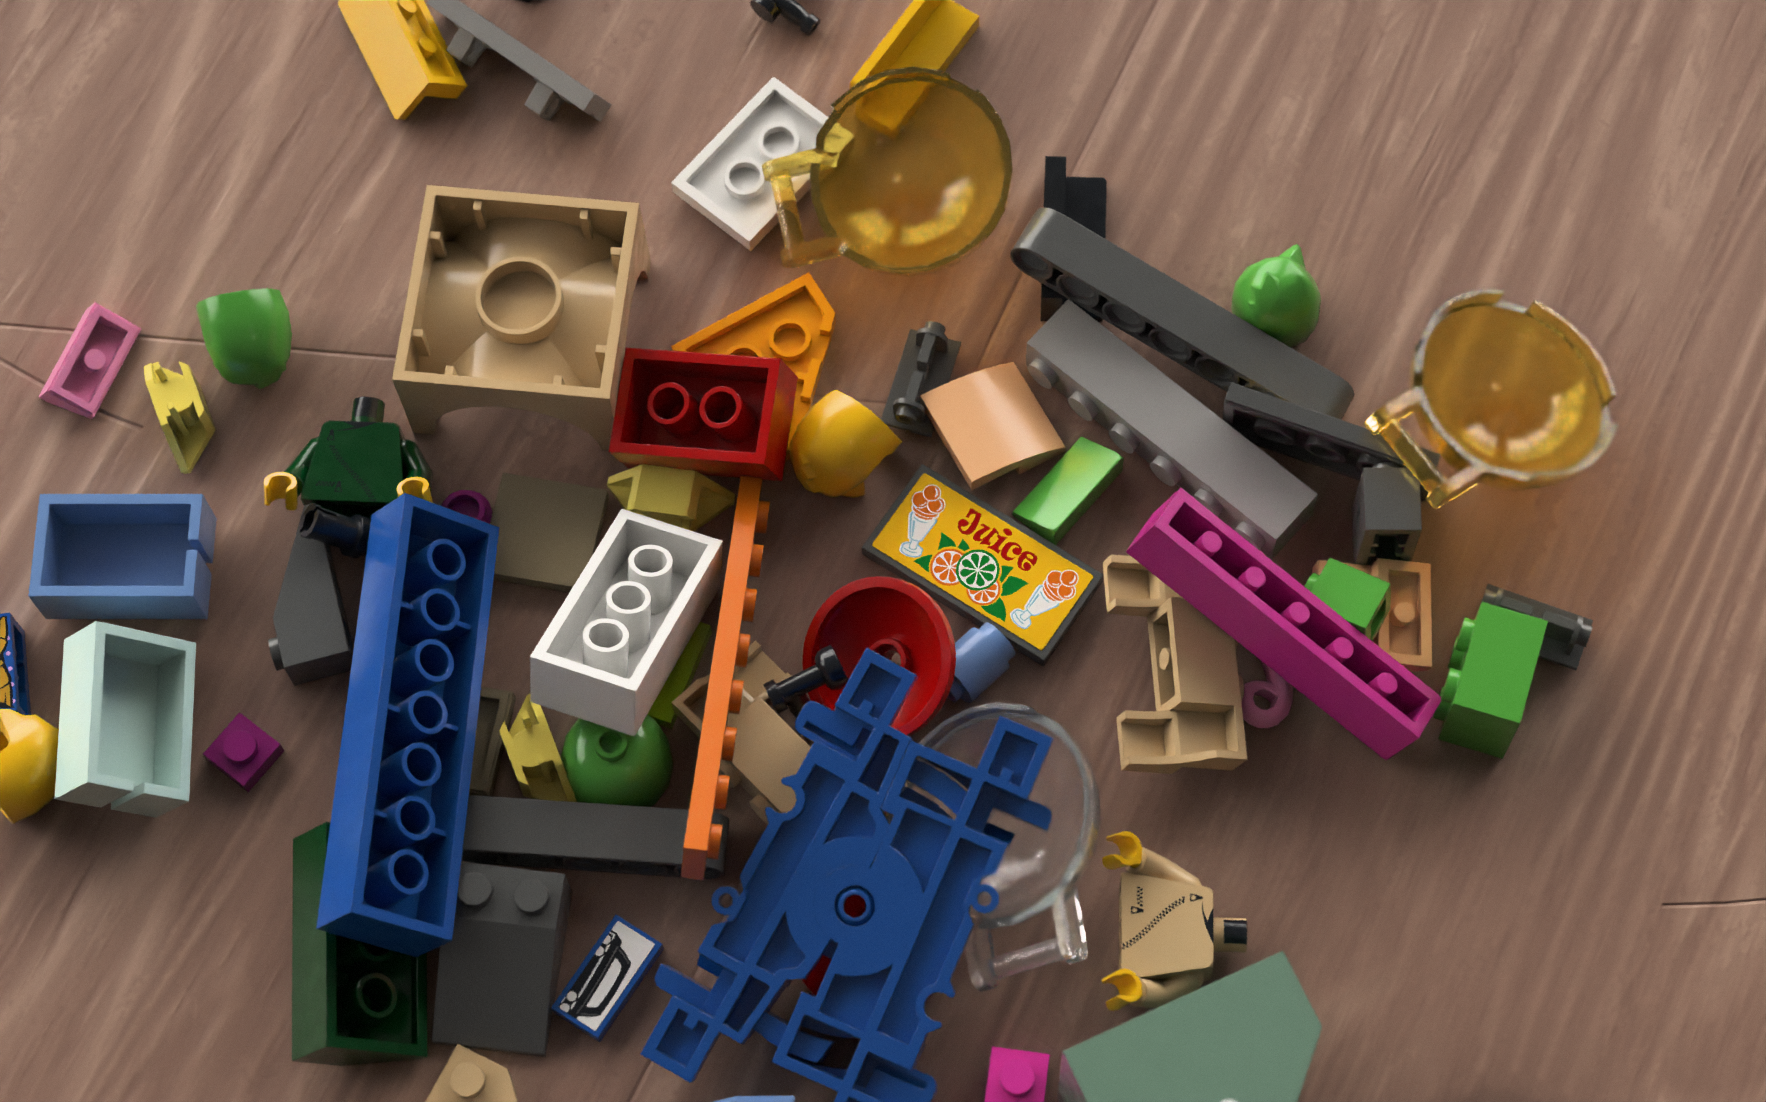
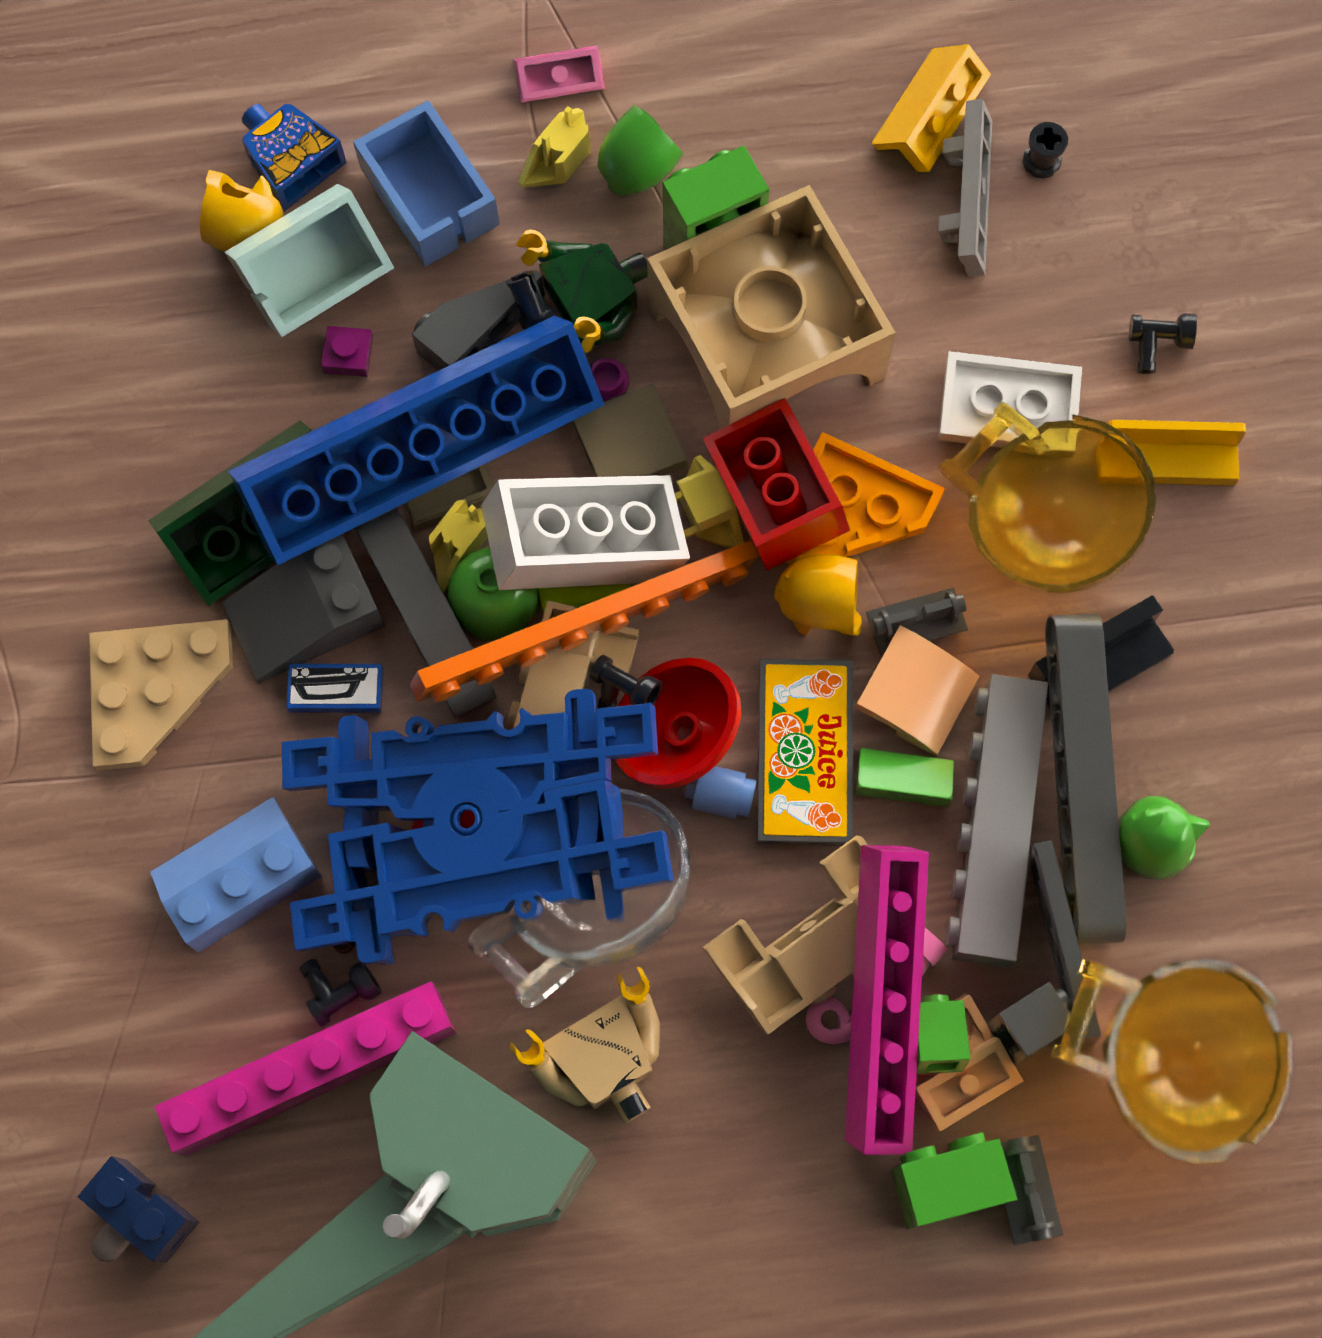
camera: 55 degrees right, 5 degrees up
(371, 290) = (711, 195): none -> bright green brick

